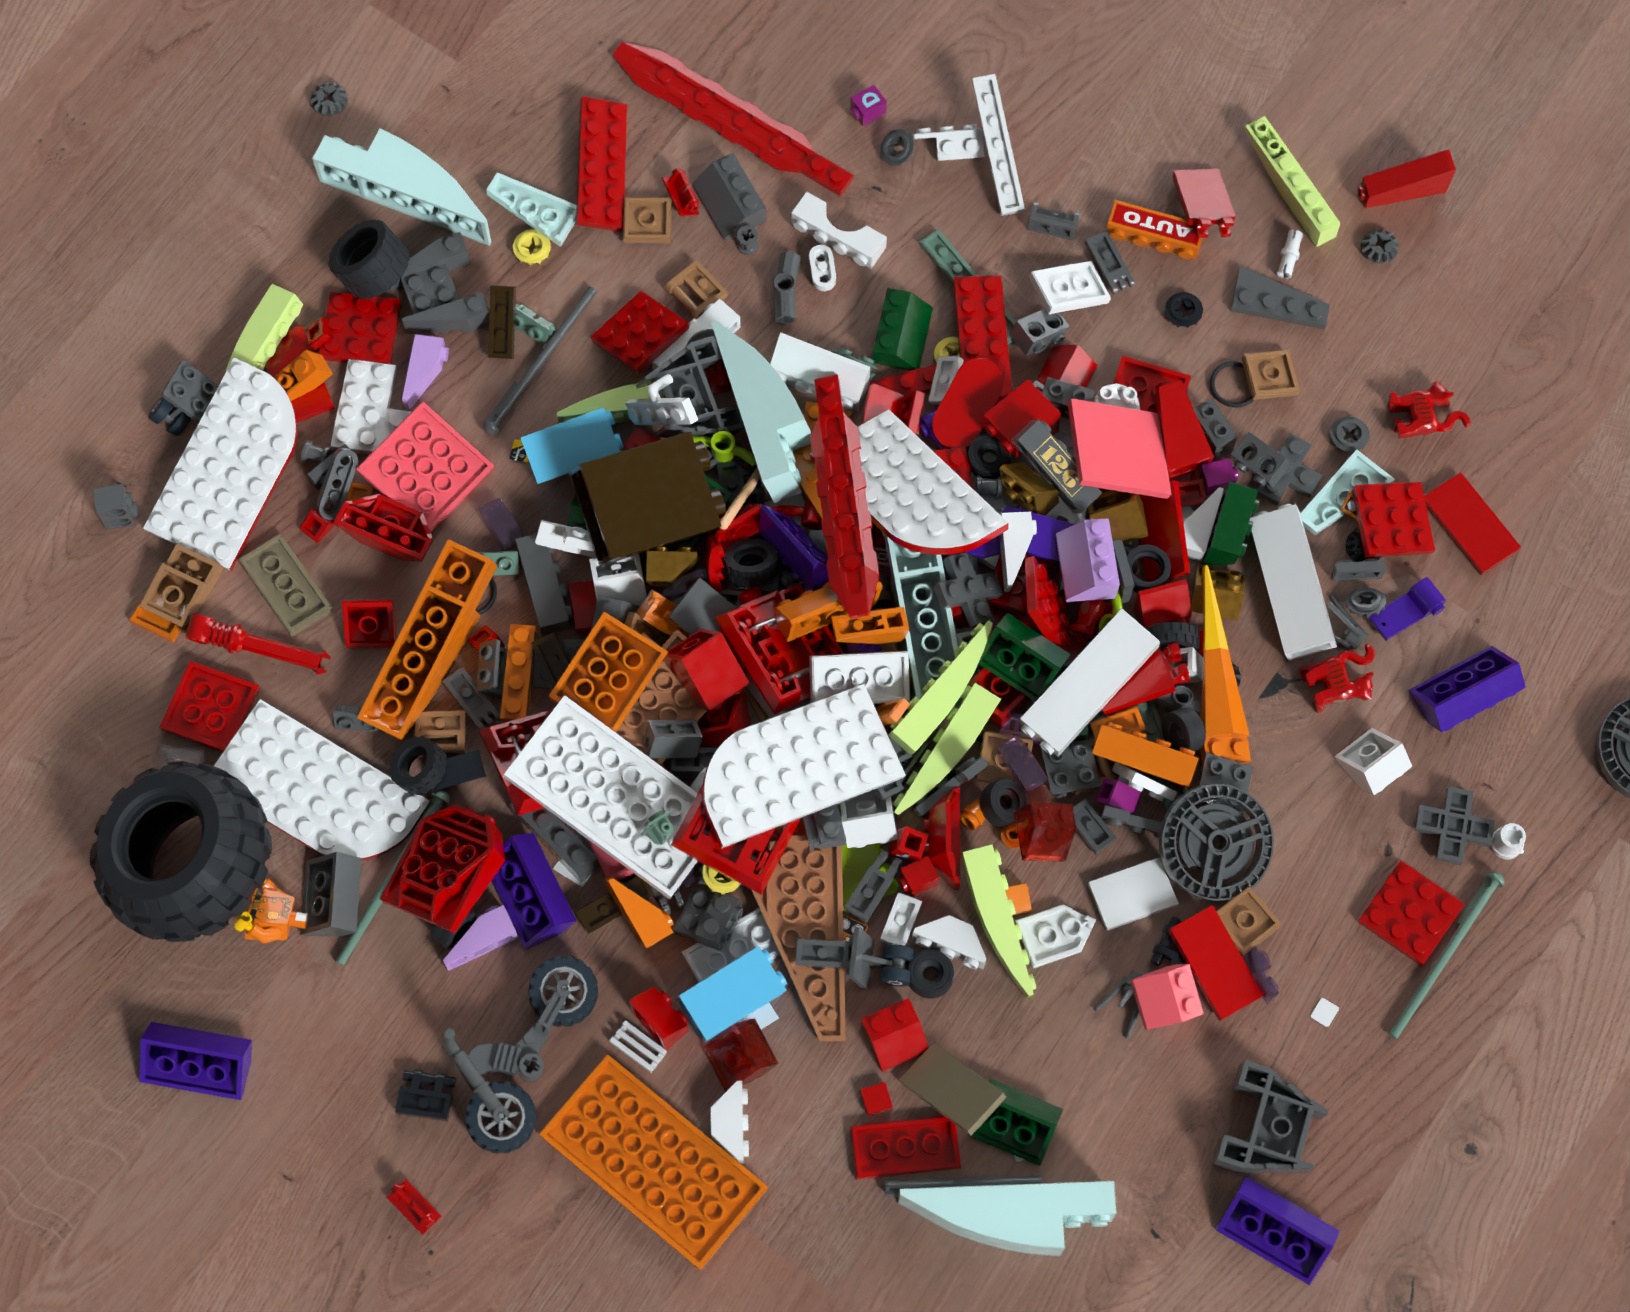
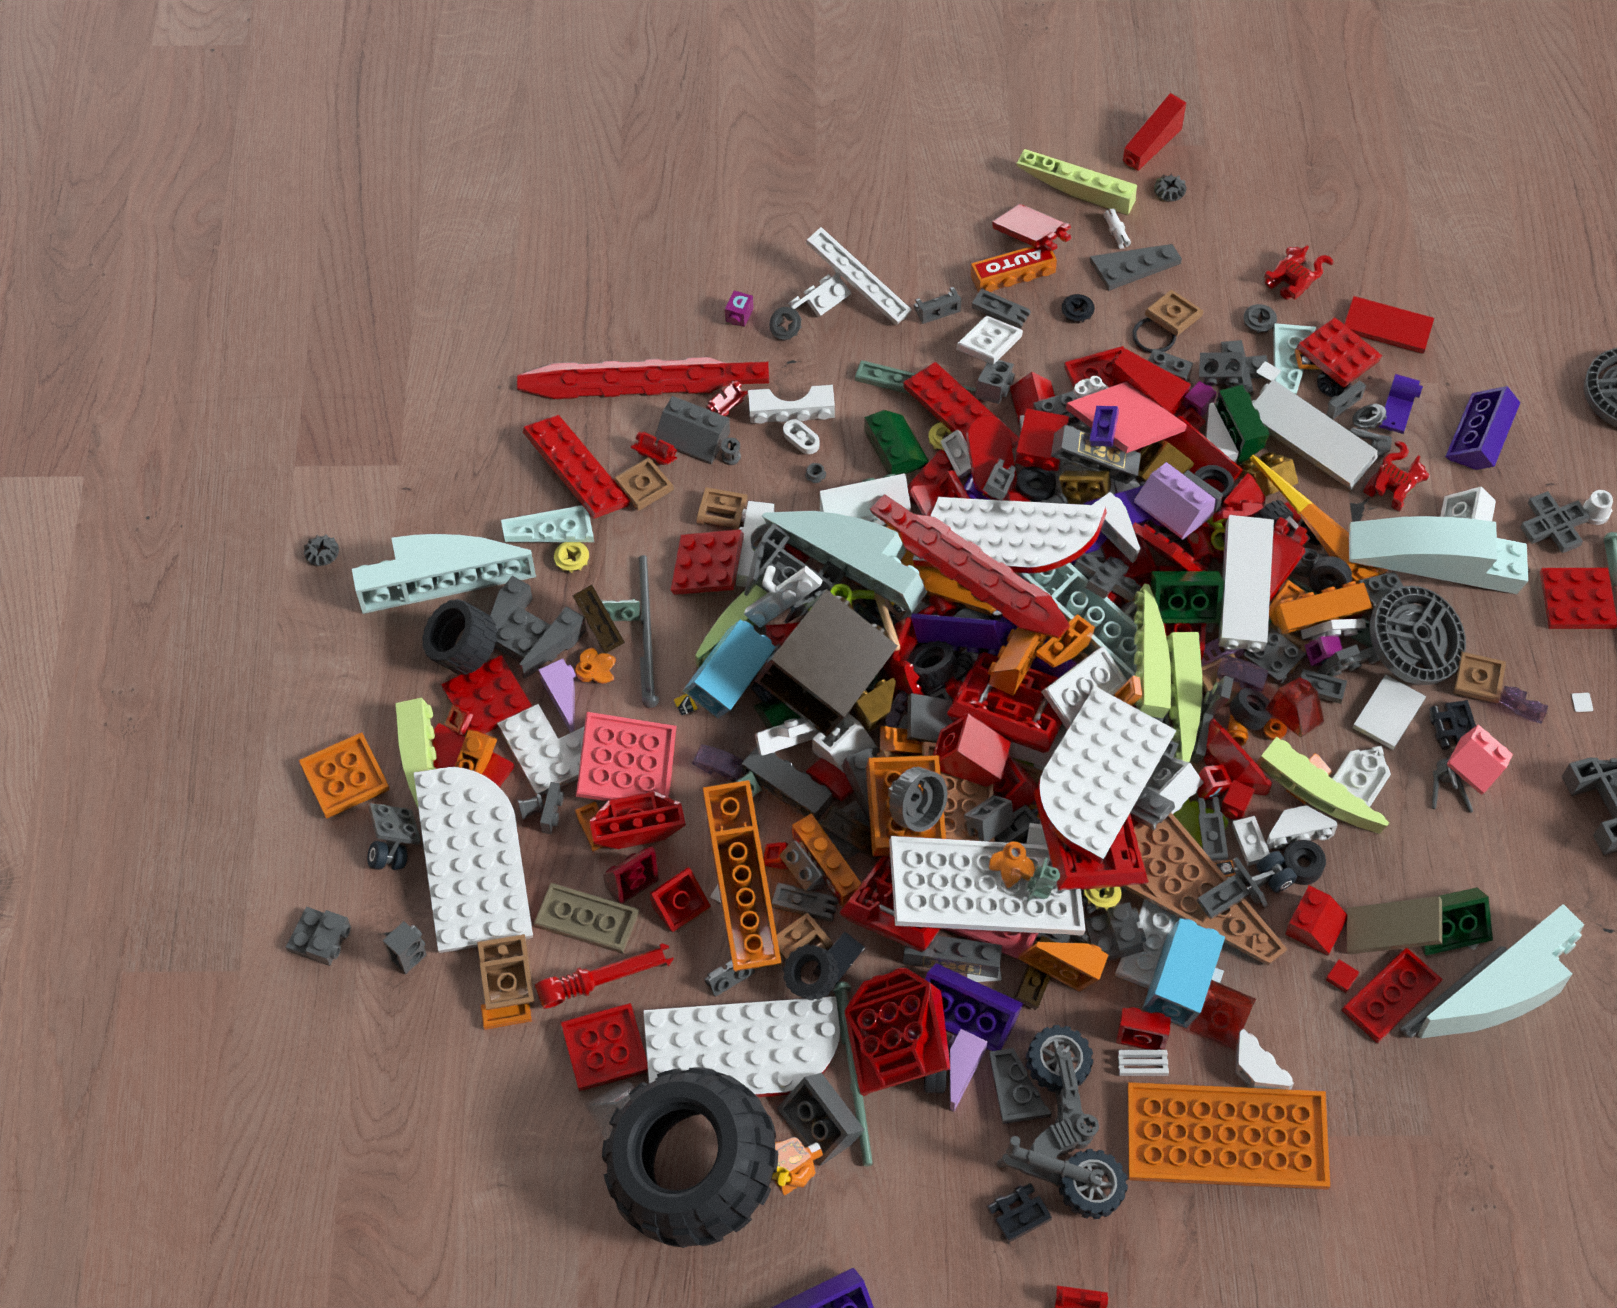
camera: 35 degrees left, 10 degrees down
(62, 447) = (319, 935): none -> dark grey plate
(189, 319) = (344, 775): none -> orange plate
(316, 526) = (573, 858): red slope -> none
(337, 494) = (568, 815): dark grey plate -> none
(344, 574) = (632, 875): none -> dark red slope
(474, 363) = (595, 666): none -> orange plate
(508, 994) = (1014, 1089): none -> dark grey wing
(601, 666) = (912, 806): none -> dark grey piece
(648, 796) = (1012, 867): none -> orange plate
(775, 191) = (733, 397): none -> hinge
(786, 276) = (794, 473): dark grey piece -> none
(807, 305) = (815, 468): none -> dark grey plate
(947, 431) = (999, 480): none -> dark grey hinge
(1077, 445) = (1104, 426): none -> dark purple plate
(1148, 613) = (1244, 509): none -> red slope
(1215, 962) = (1472, 707): red tile -> none
(1306, 778) = (1441, 549): none -> light aqua slope
(1308, 492) = (1268, 371): none -> white sticker

